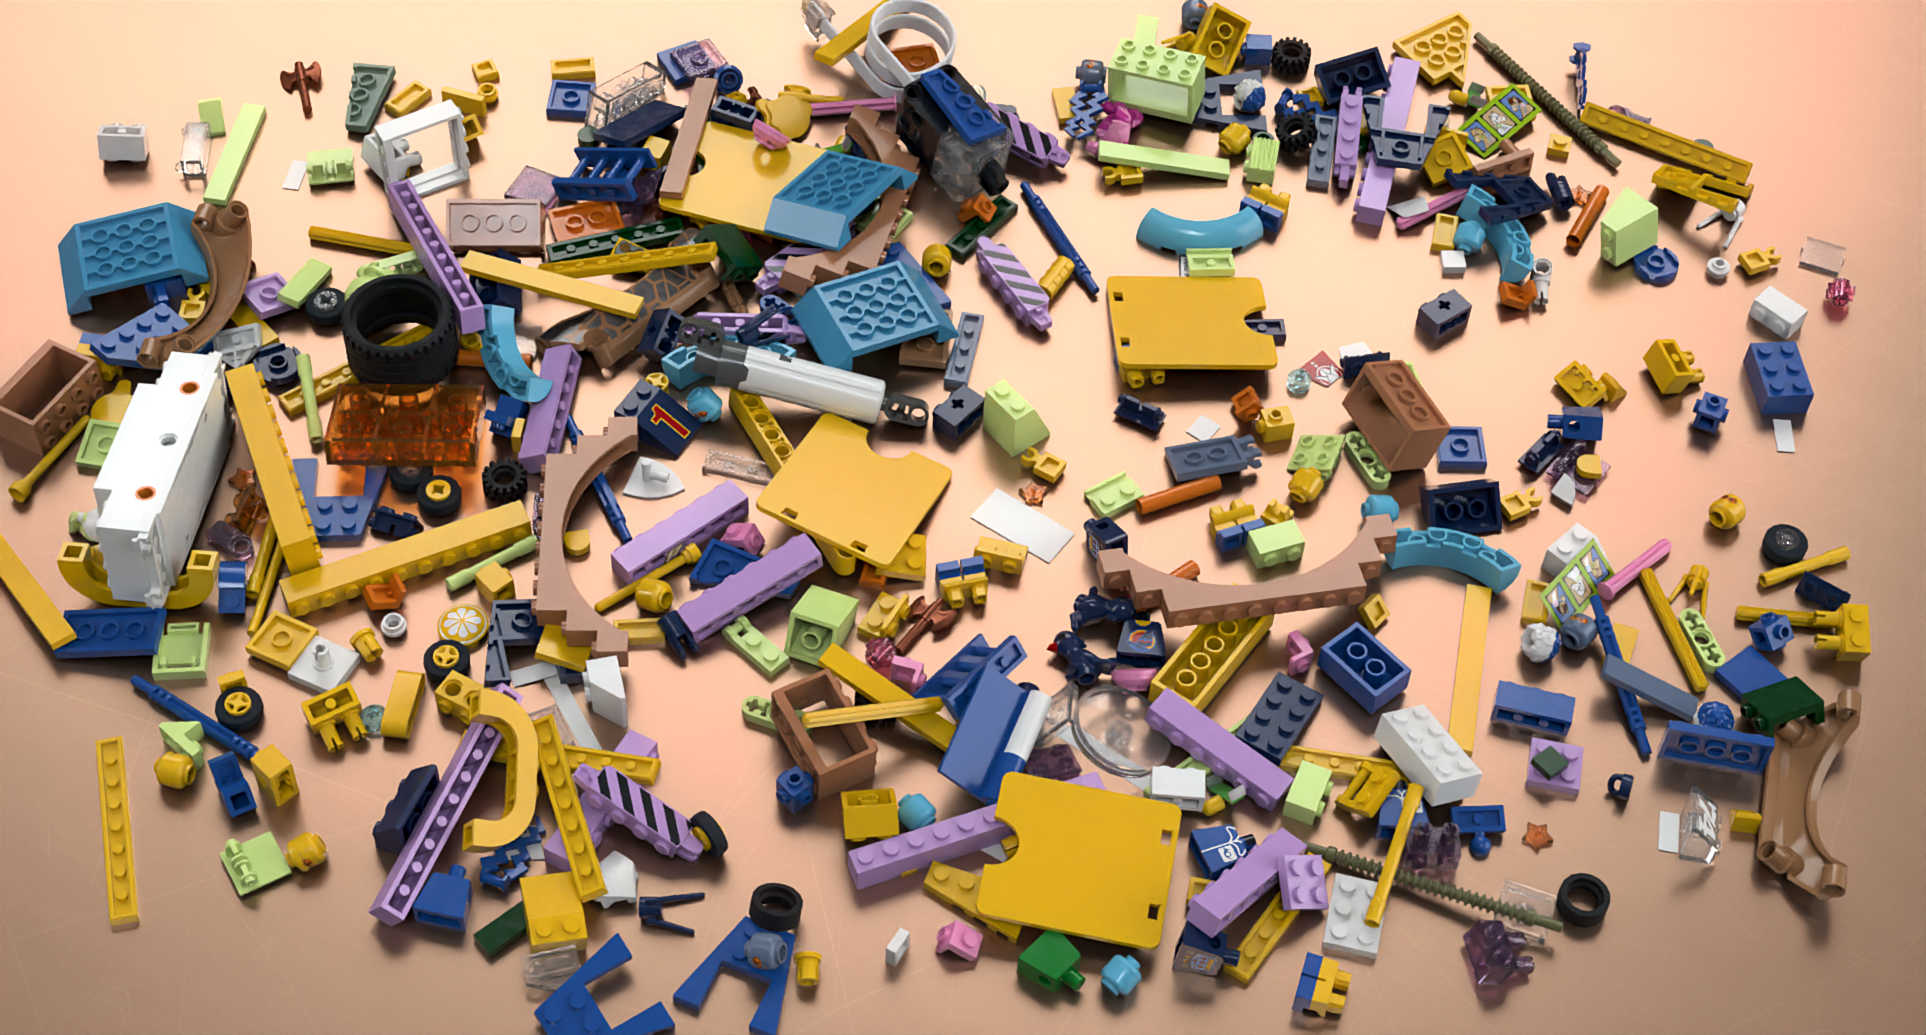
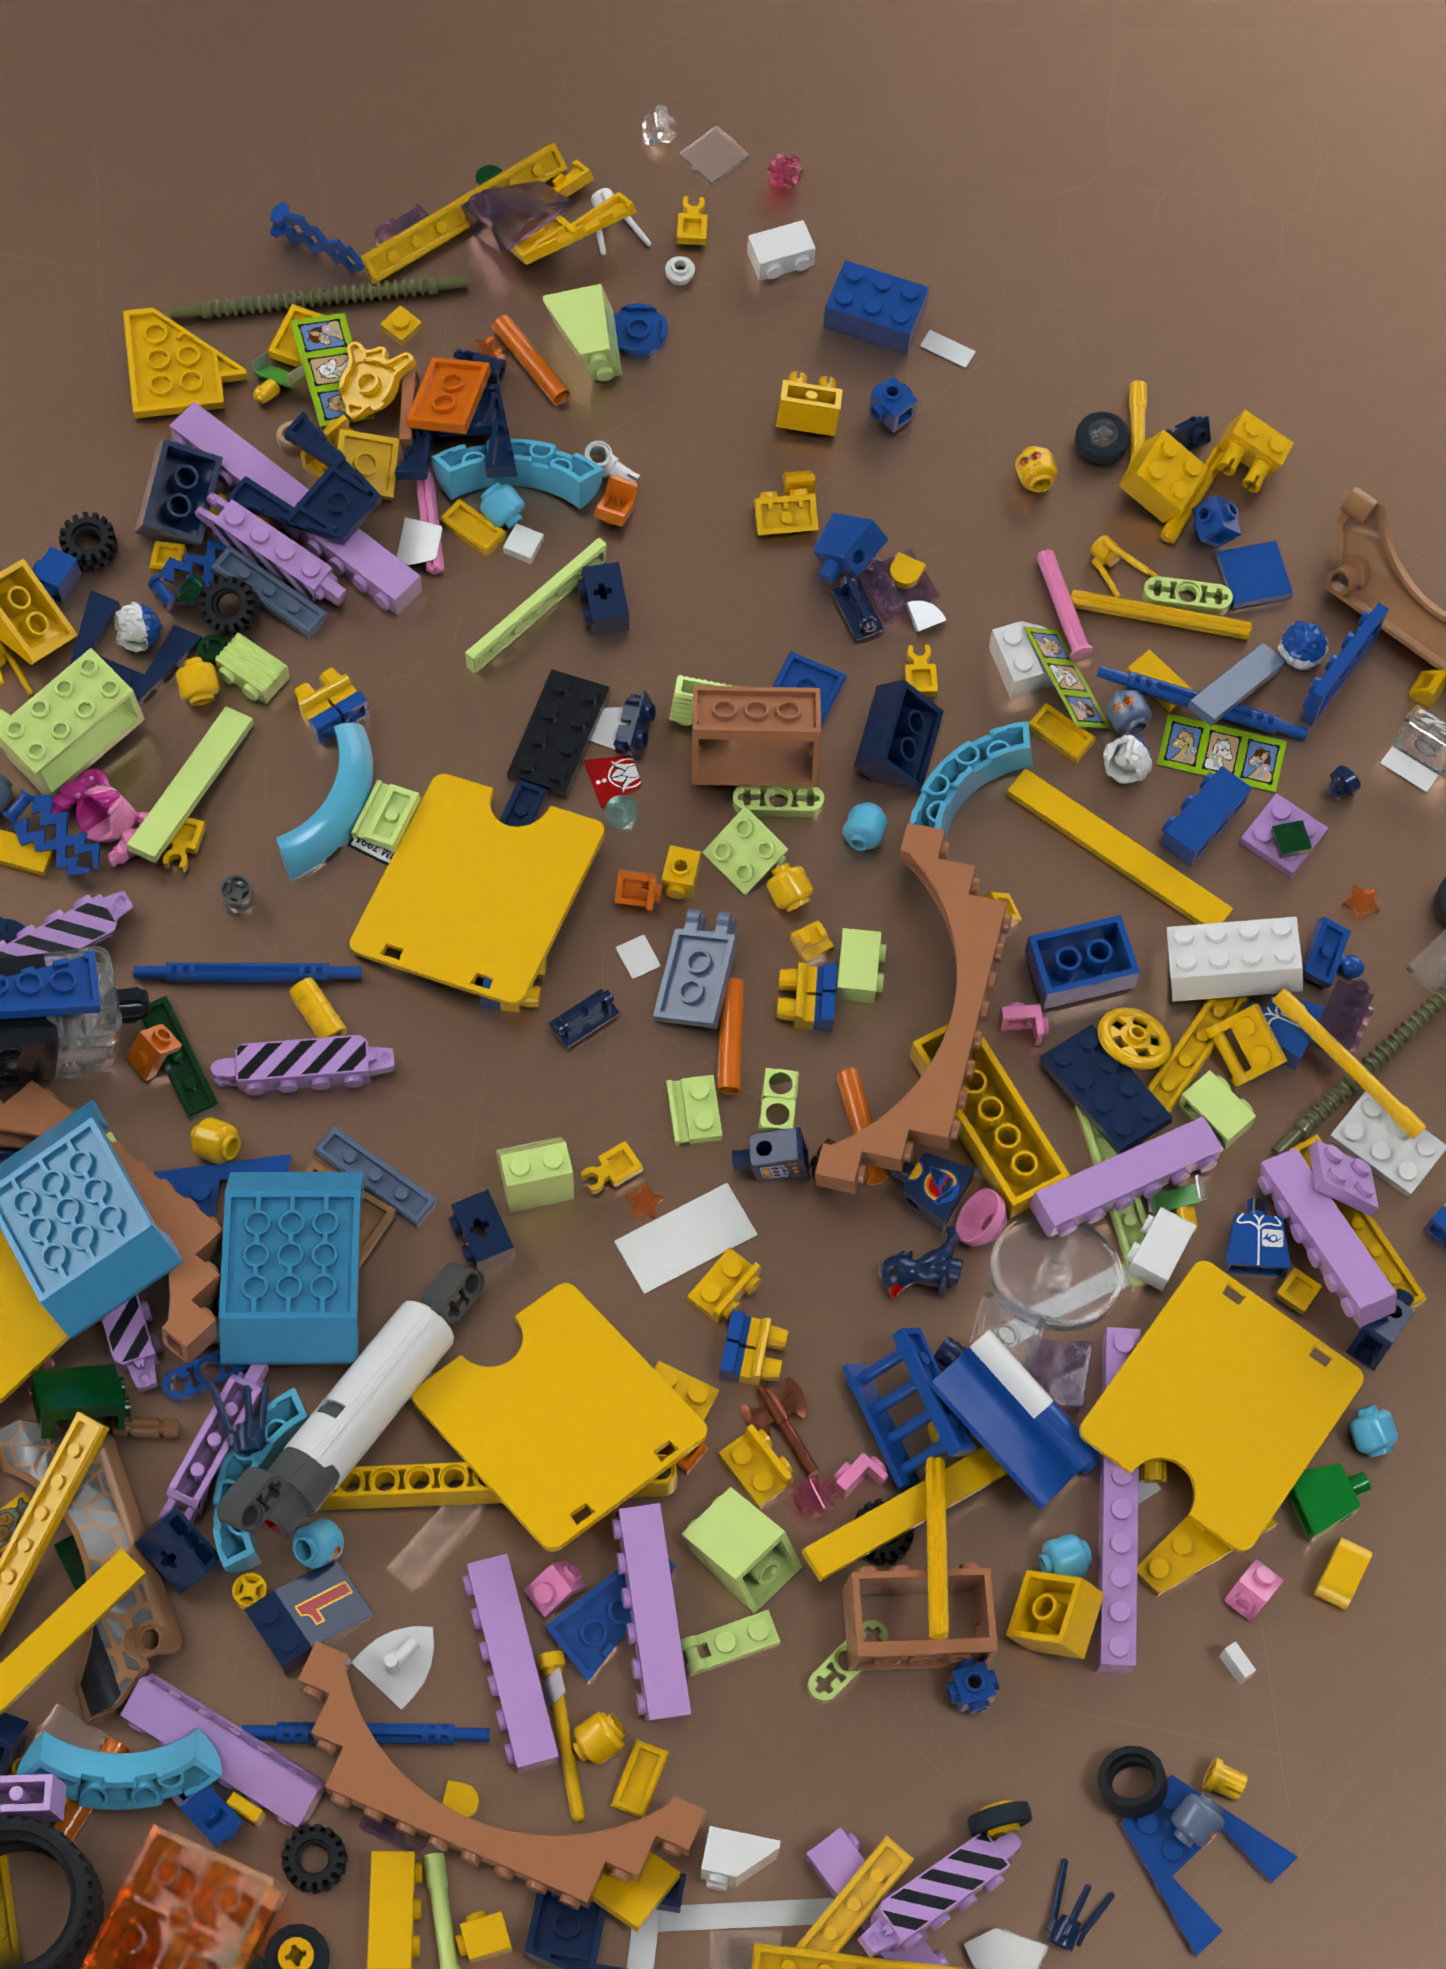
camera: 65 degrees left, 15 degrees up
(674, 631) = (672, 1734): dark blue hinge -> none
(1001, 993) = (1343, 1573): none -> yellow beam
(1095, 609) = (863, 1212): dark blue animal -> none
(1105, 211) = (236, 888): none -> flat silver wheel
(1147, 533) = (774, 1077): none -> yellowish green piece
(1290, 107) = (190, 589): none -> dark green tile
(1328, 722) = (1134, 1038): none -> yellow plate
(1331, 328) = (559, 732): none -> black plate
(1407, 279) = (534, 607): none -> yellowish green tile
(1504, 137) = (371, 379): none -> yellow tile
(1522, 176) = (448, 395): none -> orange plate
(1594, 708) = (1204, 748): none -> sticker
(1680, 158) = (512, 212): none -> slope
(1779, 582) = (1163, 476): none -> yellow brick
(1781, 704) = (1321, 569): dark green panel -> none
(1816, 214) = (657, 126): none -> clear tile

